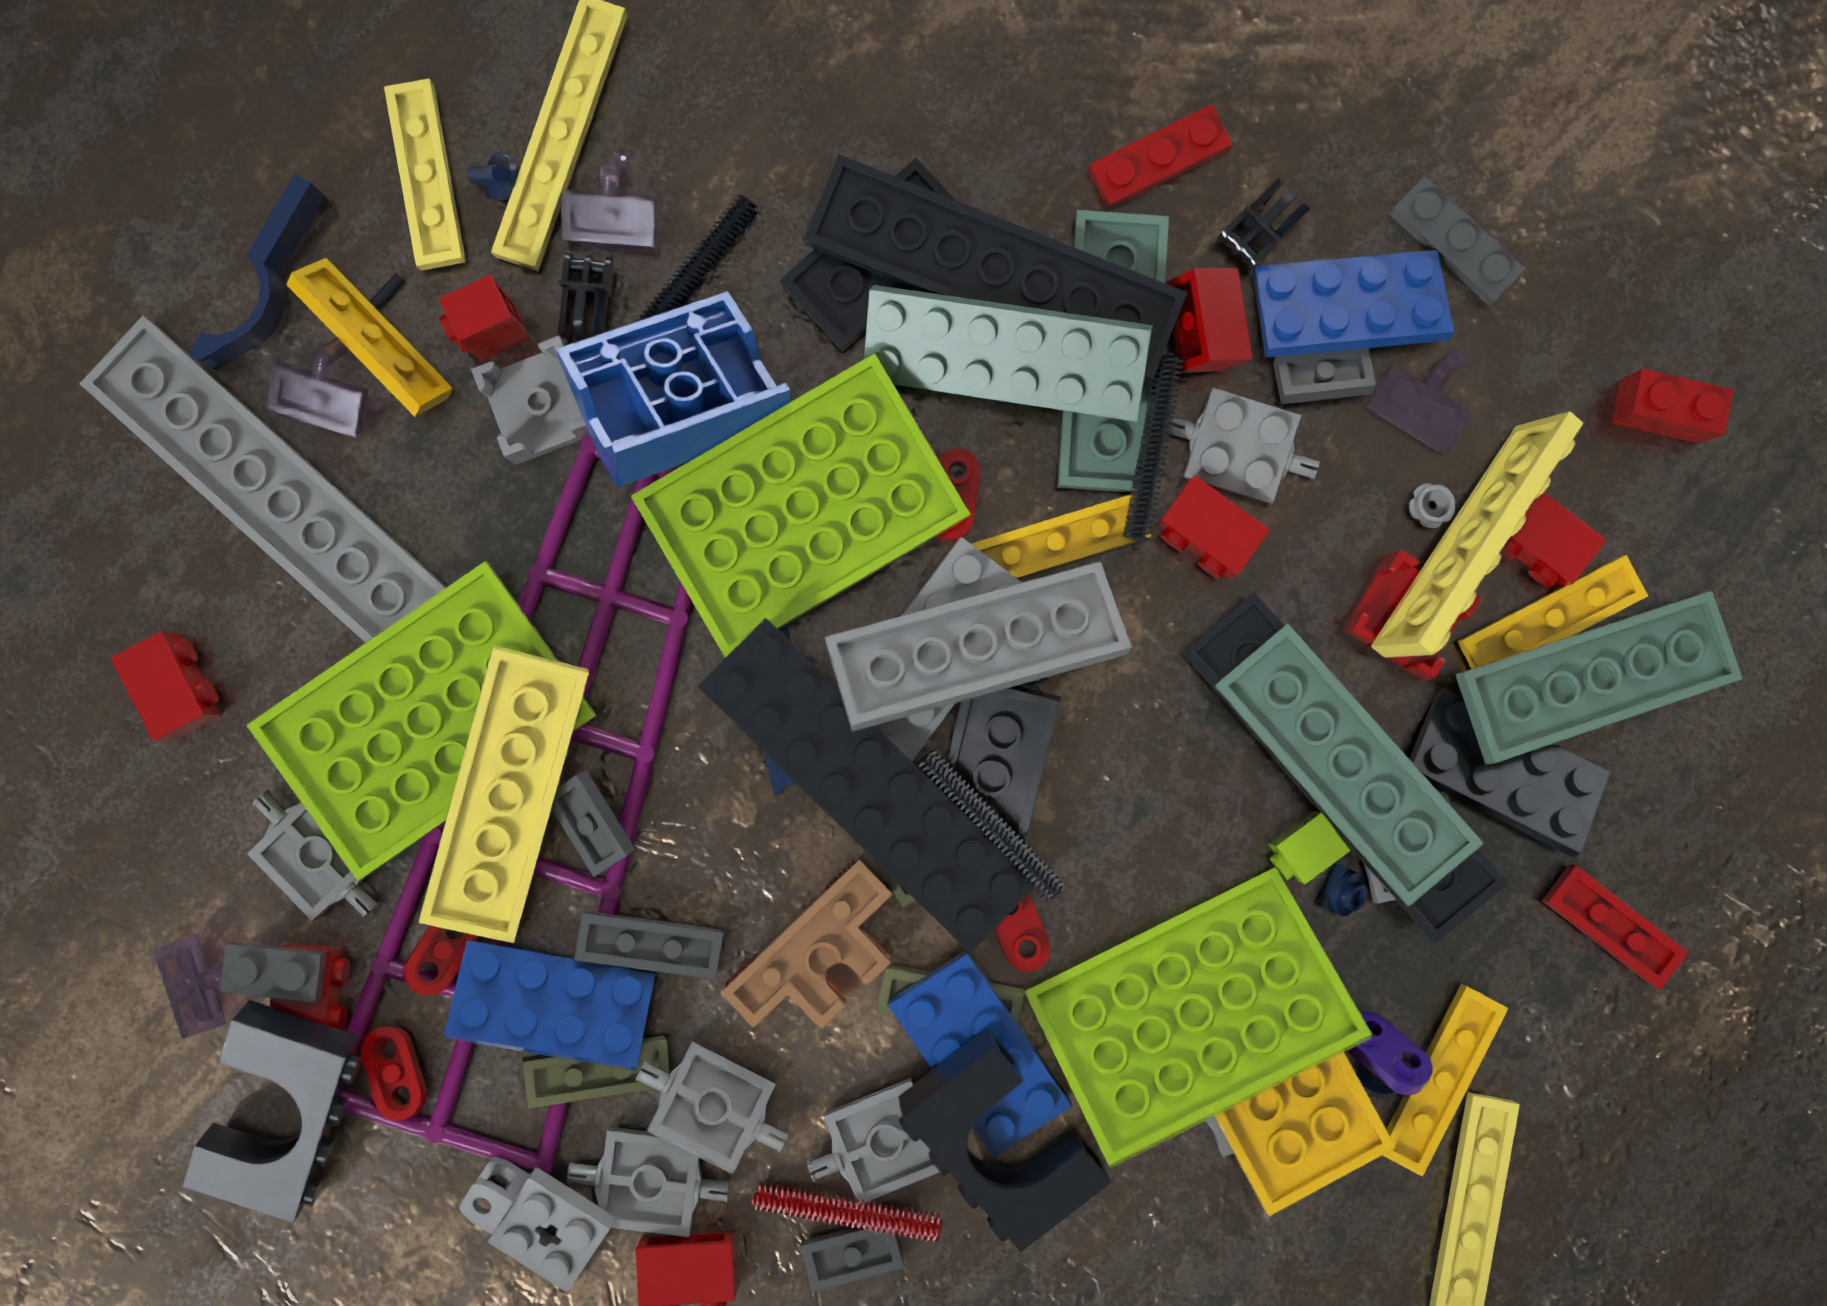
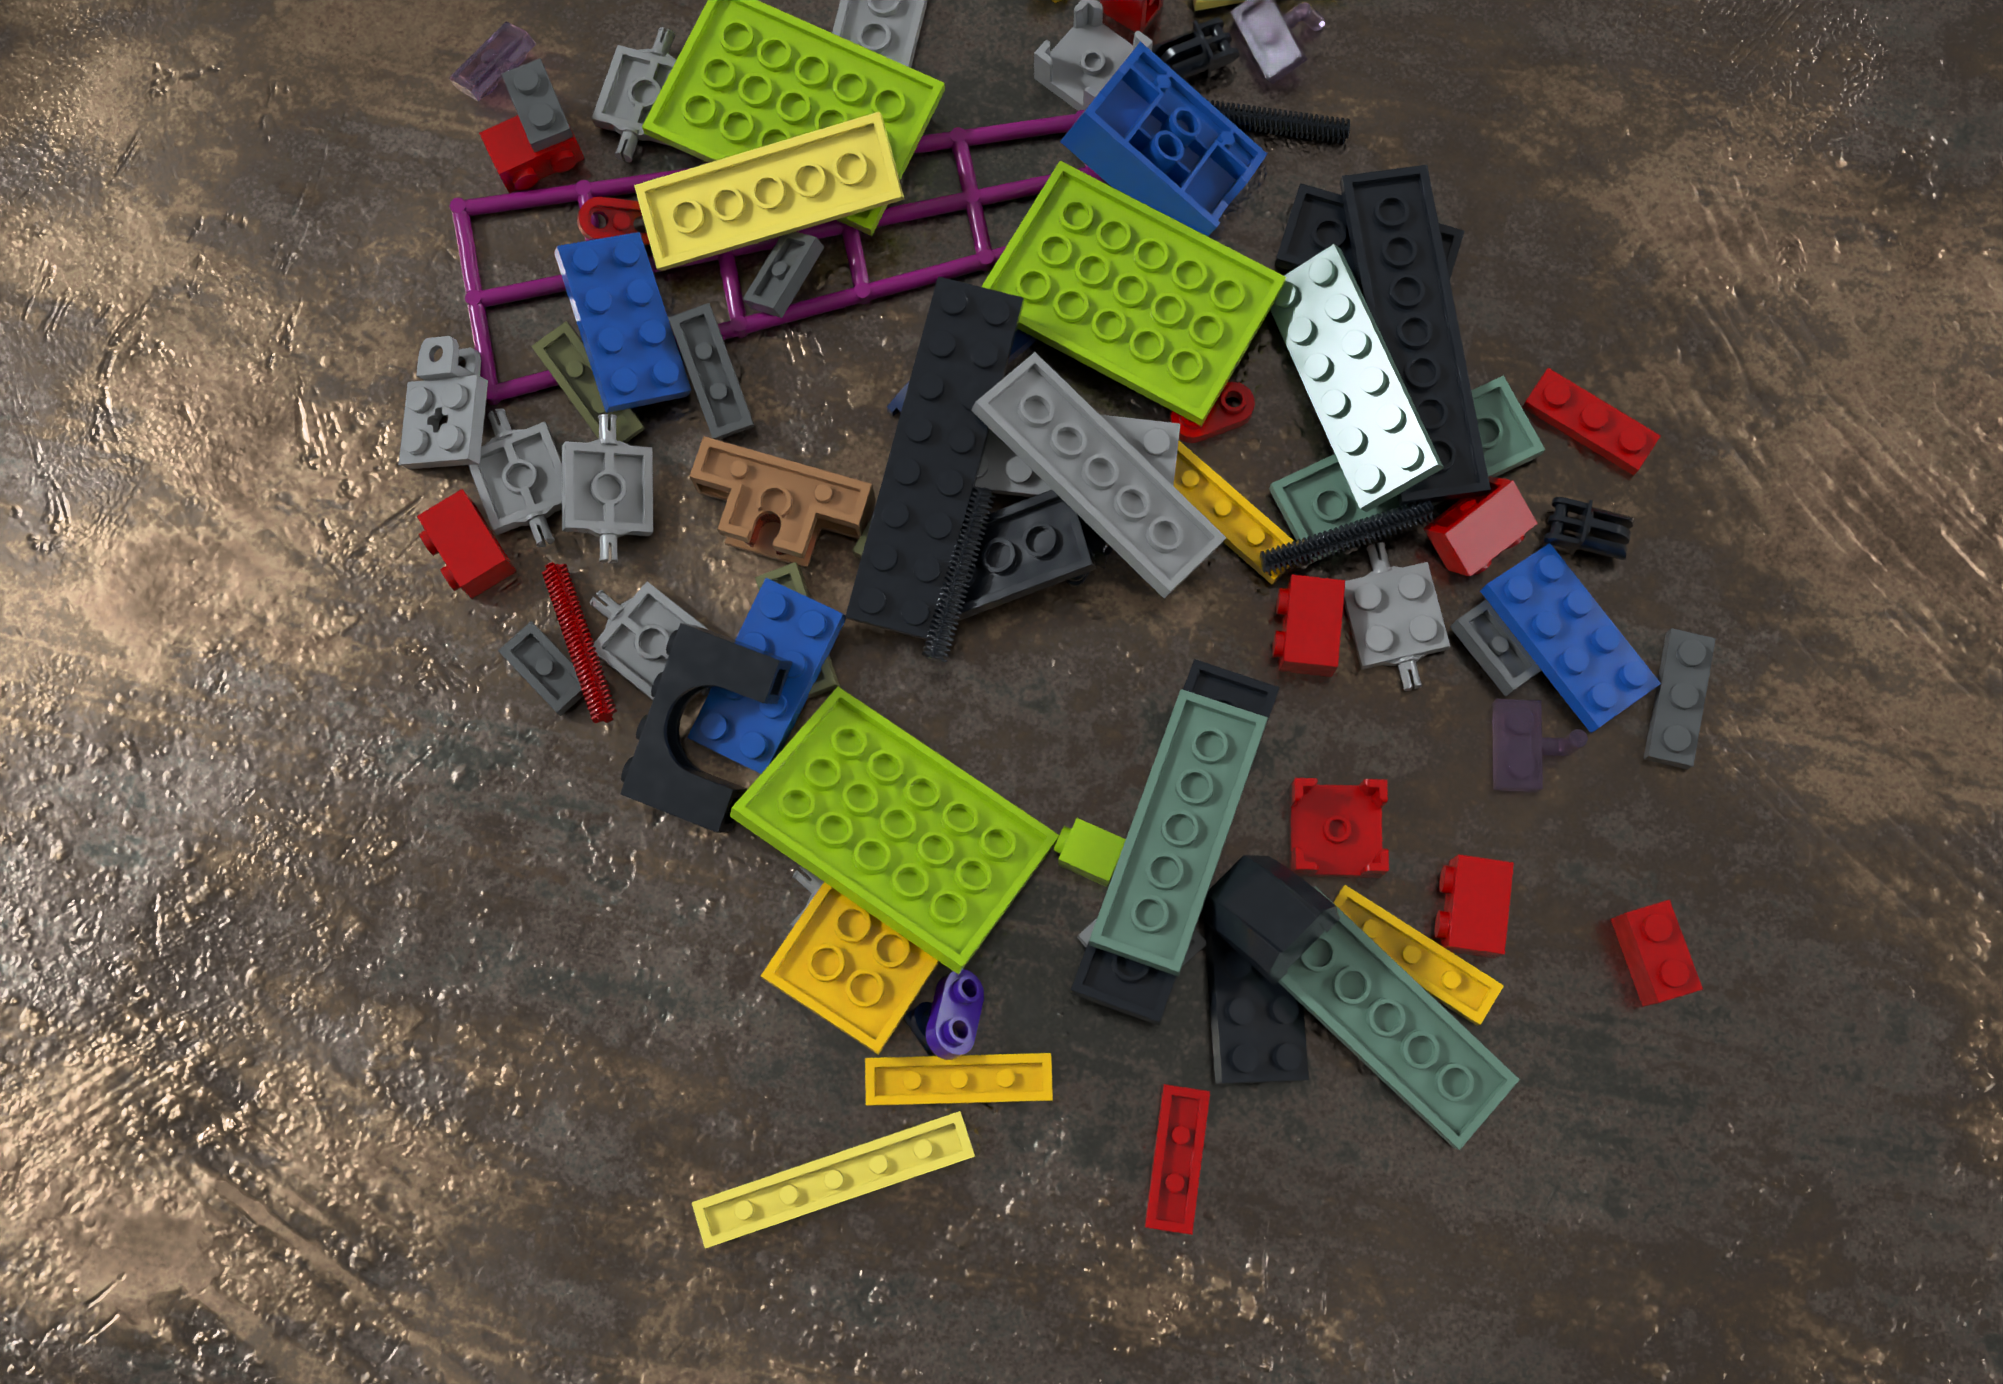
camera: 70 degrees right, 10 degrees down
(313, 1068) = (477, 174): arch -> none
(389, 1074) = (501, 241): red plate -> none
(1021, 926) = (892, 655): red plate -> none
(1343, 891) = (1072, 908): dark blue plate -> none
(1440, 496) = (1456, 800): light grey plate -> none
(1466, 731) = (1267, 913): none -> black slope
(1477, 536) = (1449, 838): light yellow plate -> none

